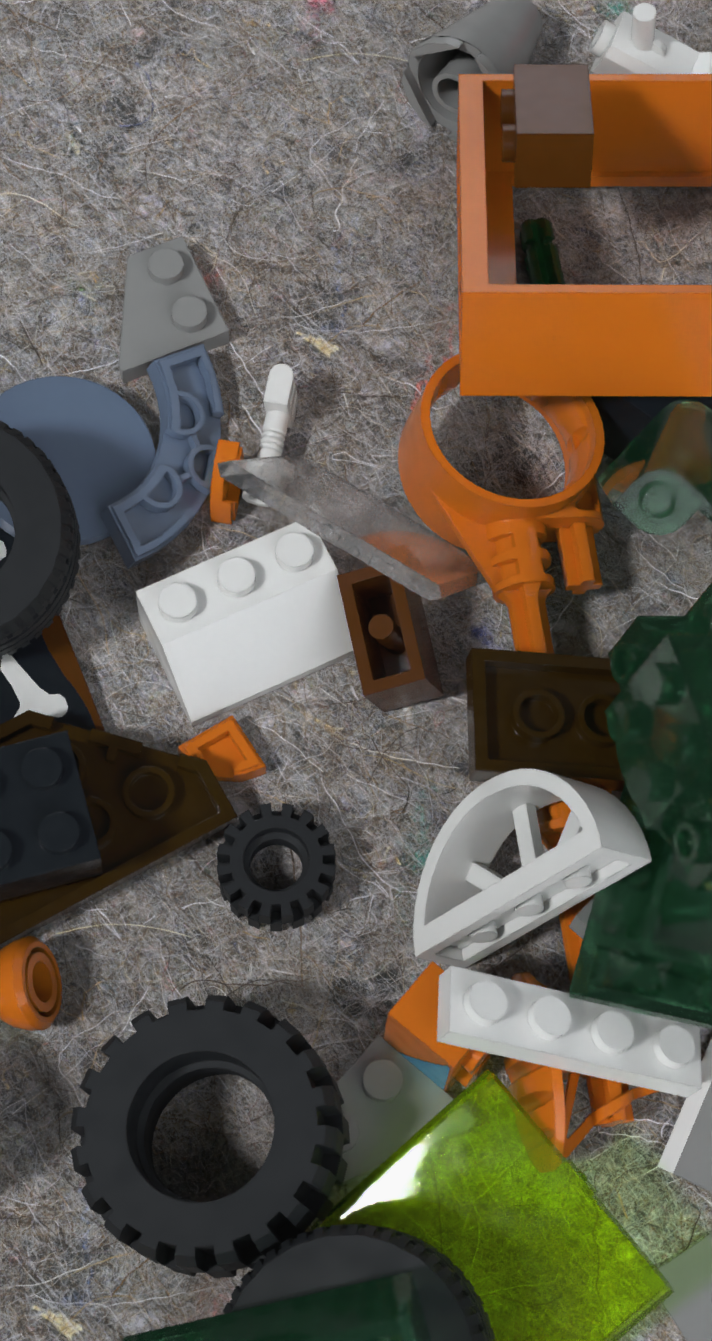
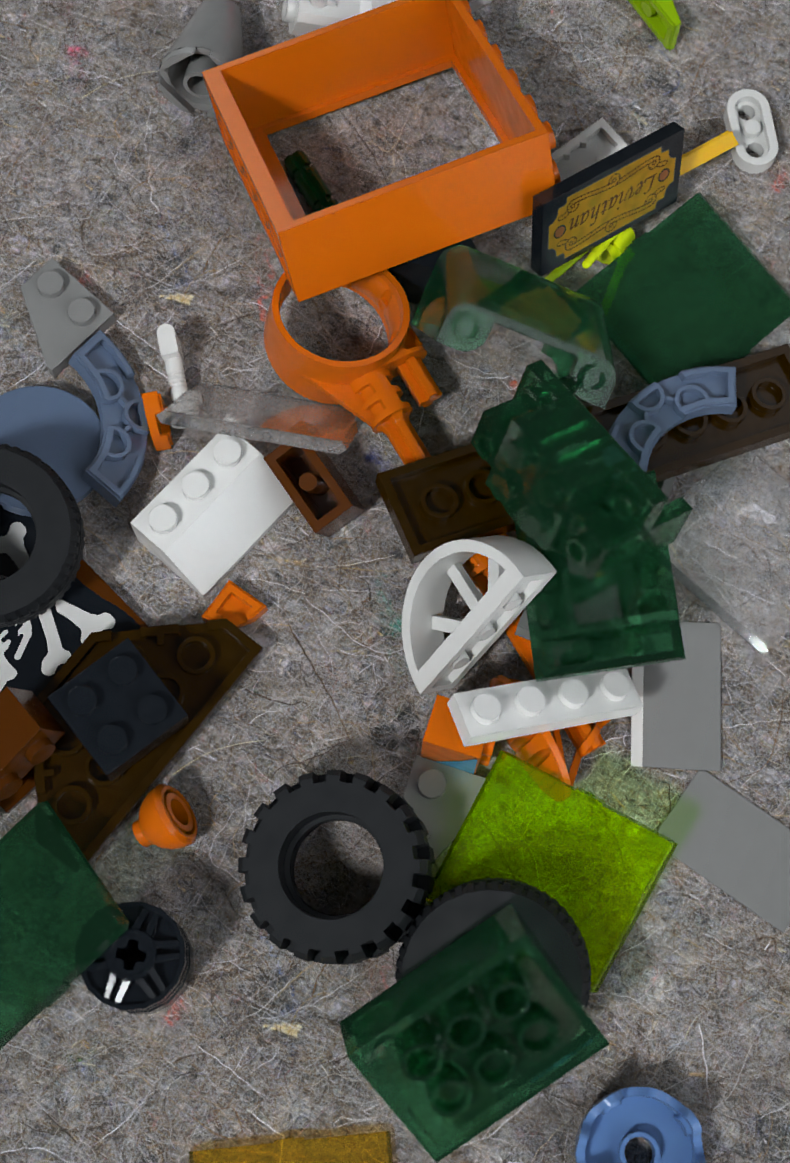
camera: 20 degrees left, 5 degrees up
(270, 829) = (302, 643): black tyre -> none
(548, 126) = (283, 89): reddish brown brick -> none

